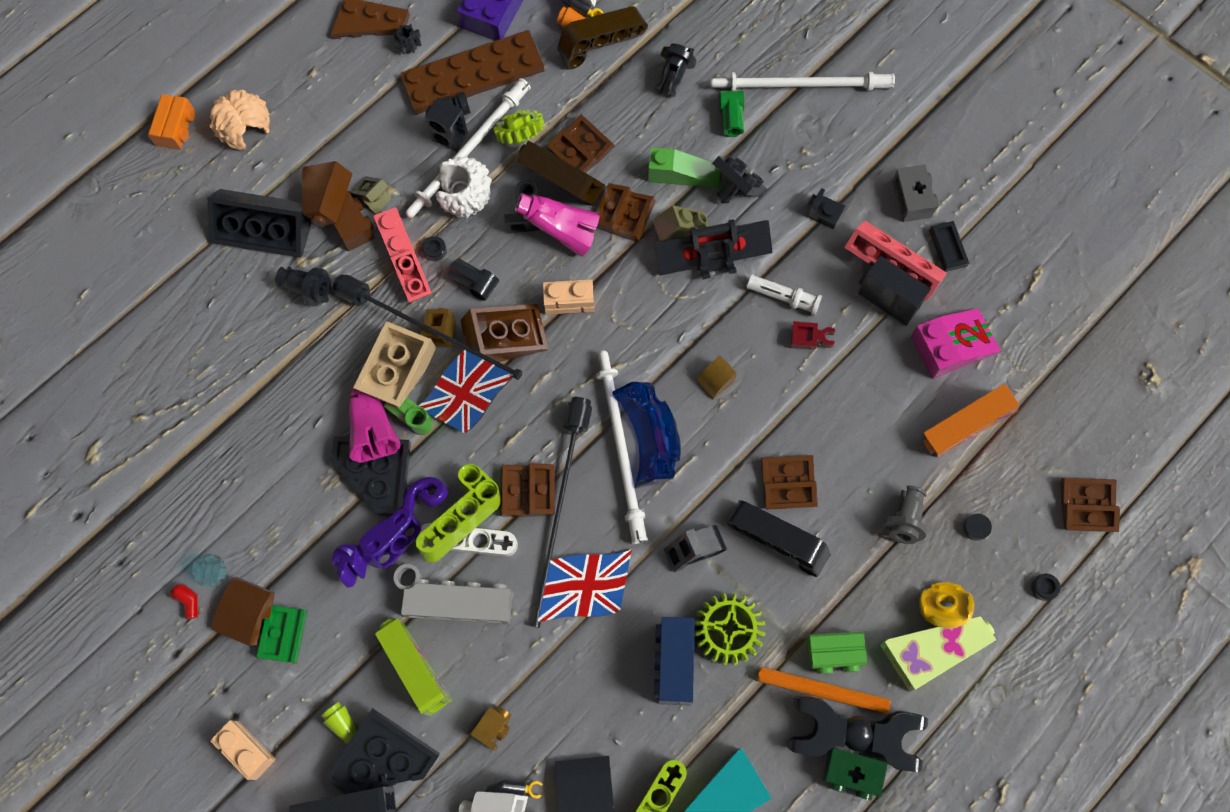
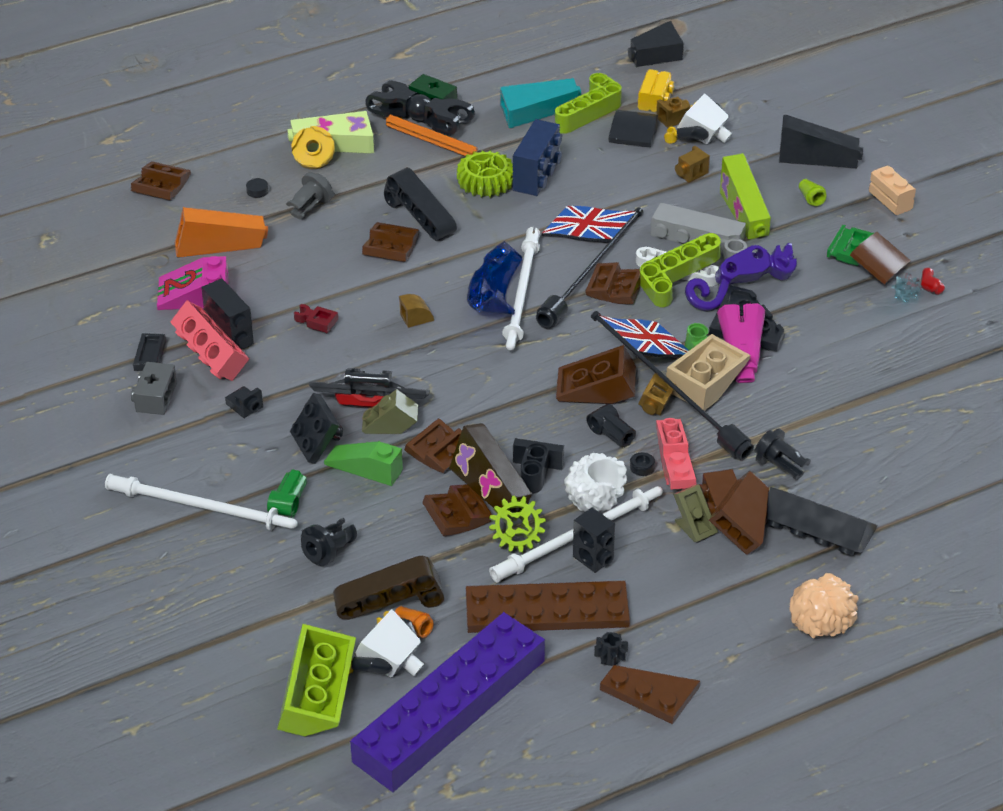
camera: 165 degrees left, 30 degrees down
(171, 122) = (904, 633): orange brick -> none
(380, 757) = (786, 169): black plate -> none
(460, 101) = (577, 569): black wheel -> none
(563, 222) = (514, 427): dark pink piece -> none
(568, 296) = (524, 387): light nougat brick -> none
(694, 547) = (489, 214): black tile -> none
(796, 297) = (314, 345): white pin -> none
(836, 651) = (410, 147): bright green brick -> none
(1045, 587) = (229, 150): black tile -> none

